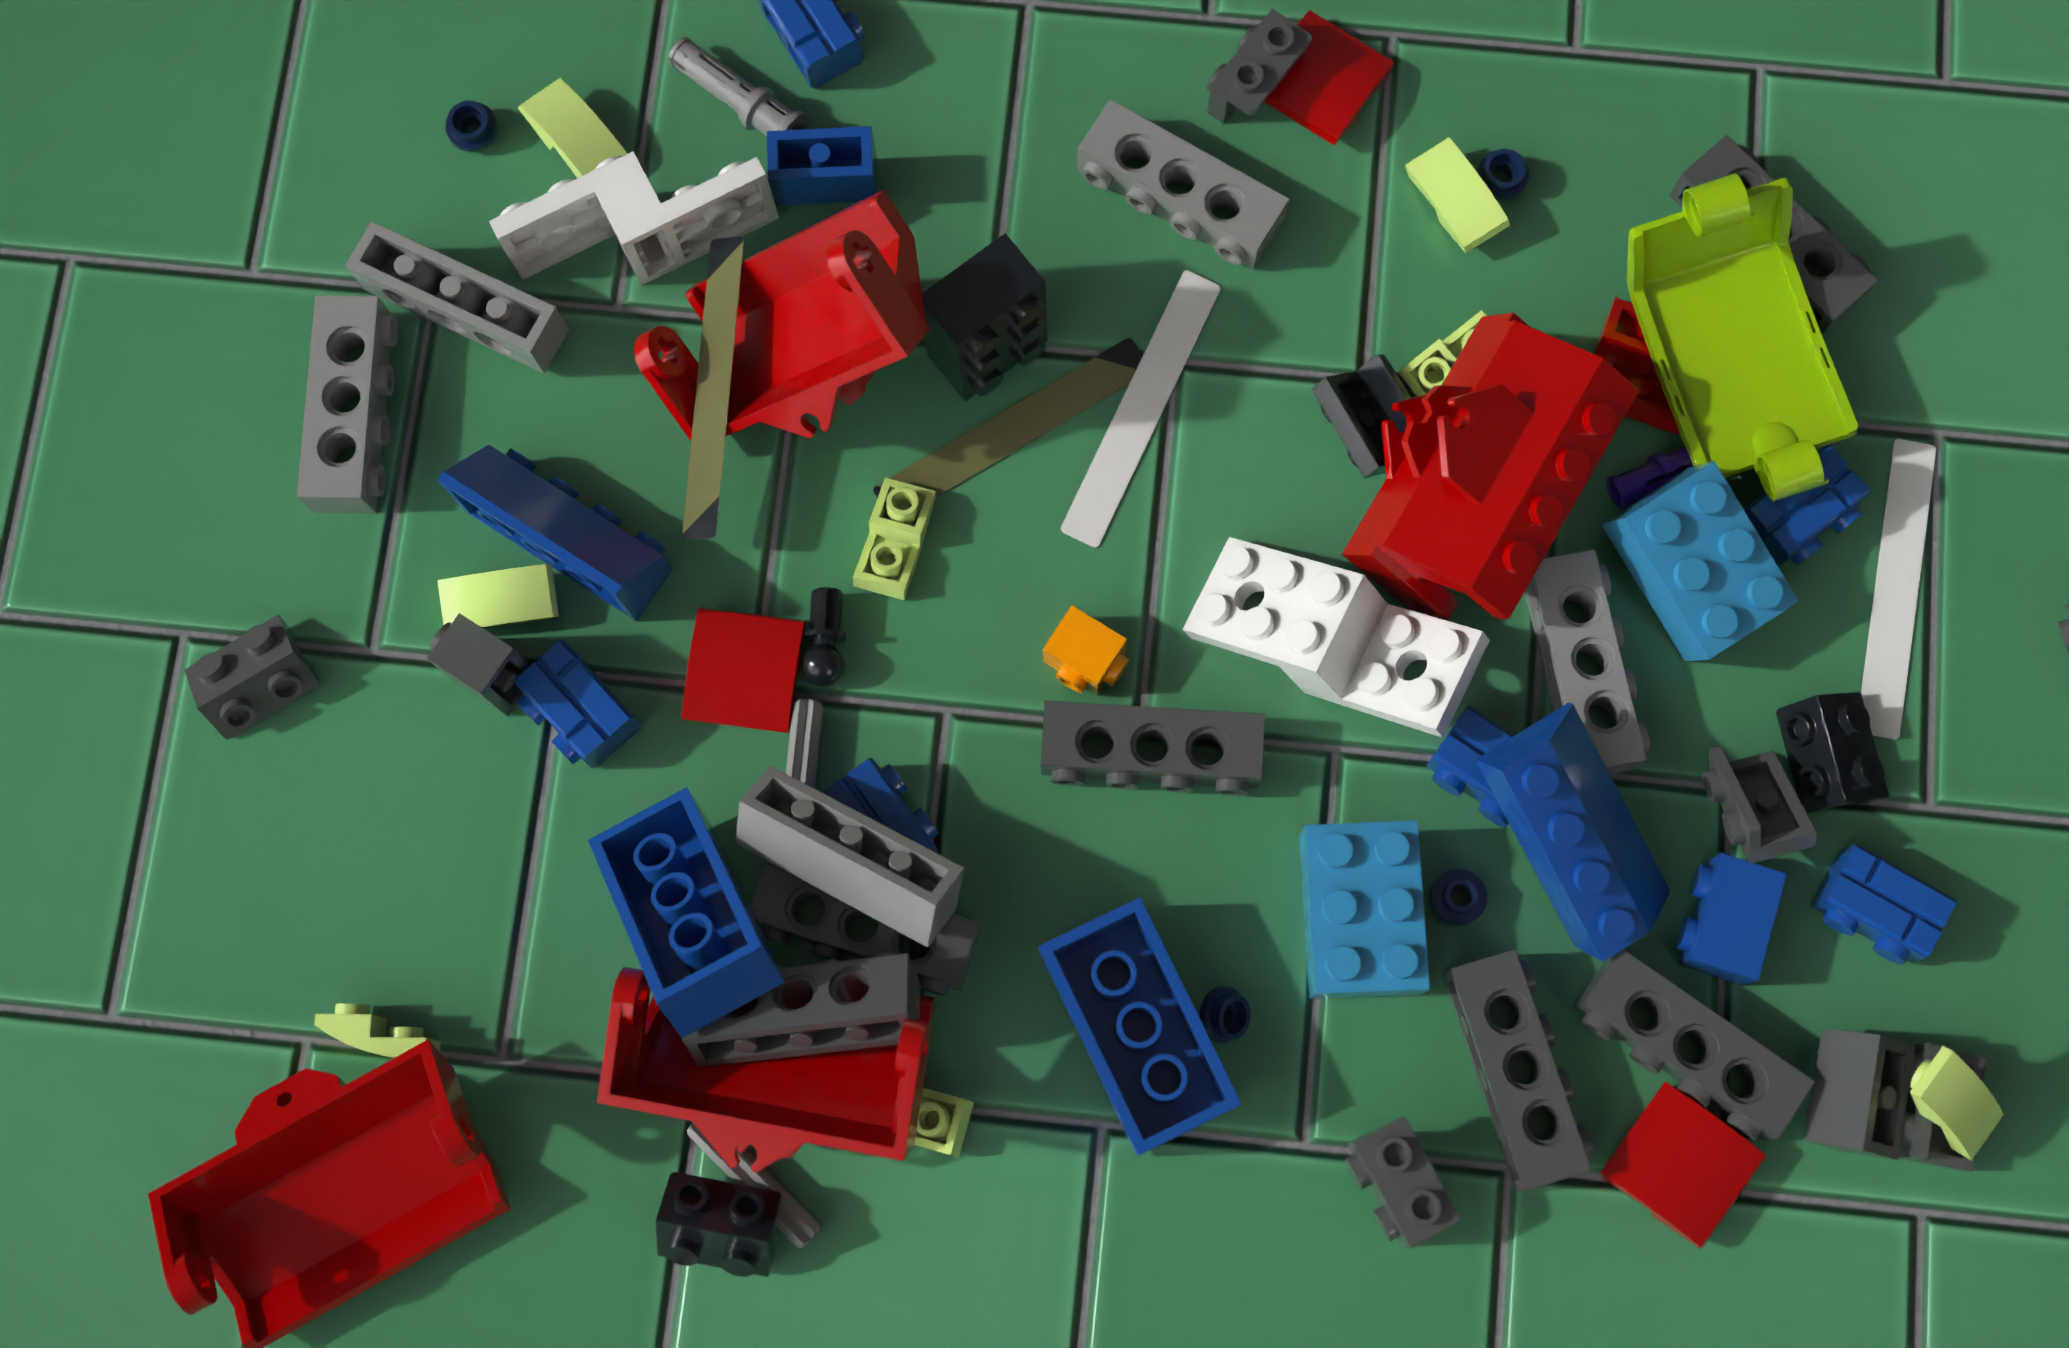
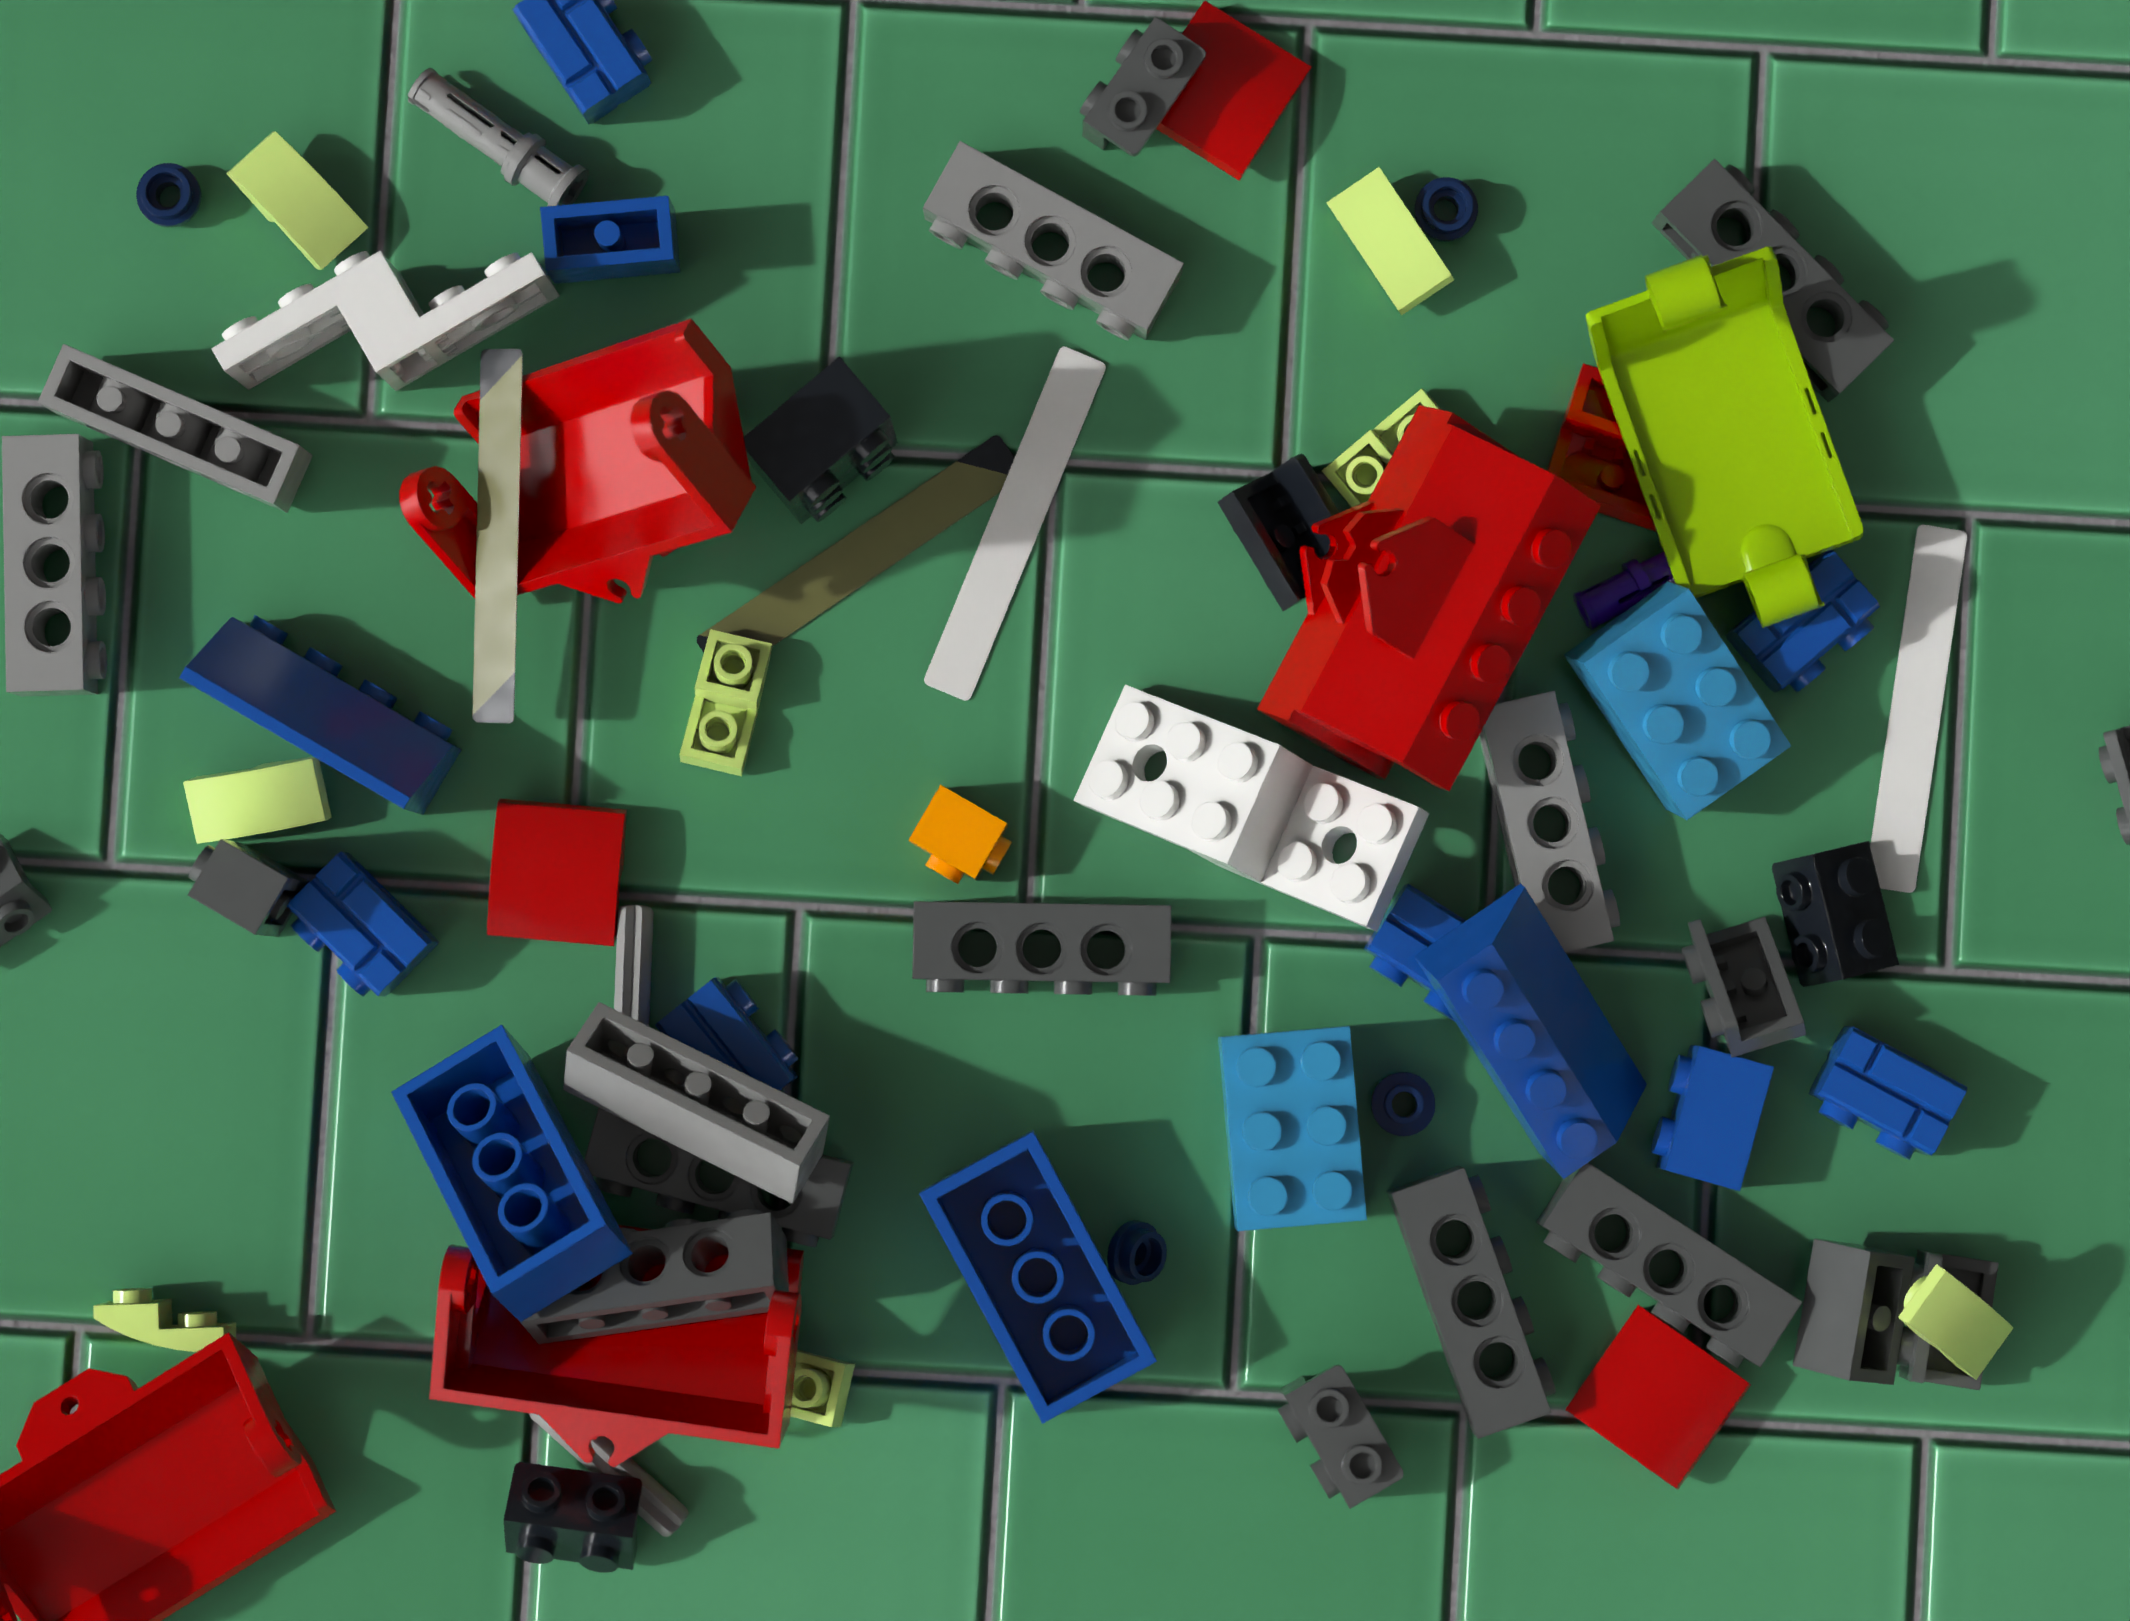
camera: 10 degrees left, 10 degrees up
(823, 662) = (650, 859): black axle -> none

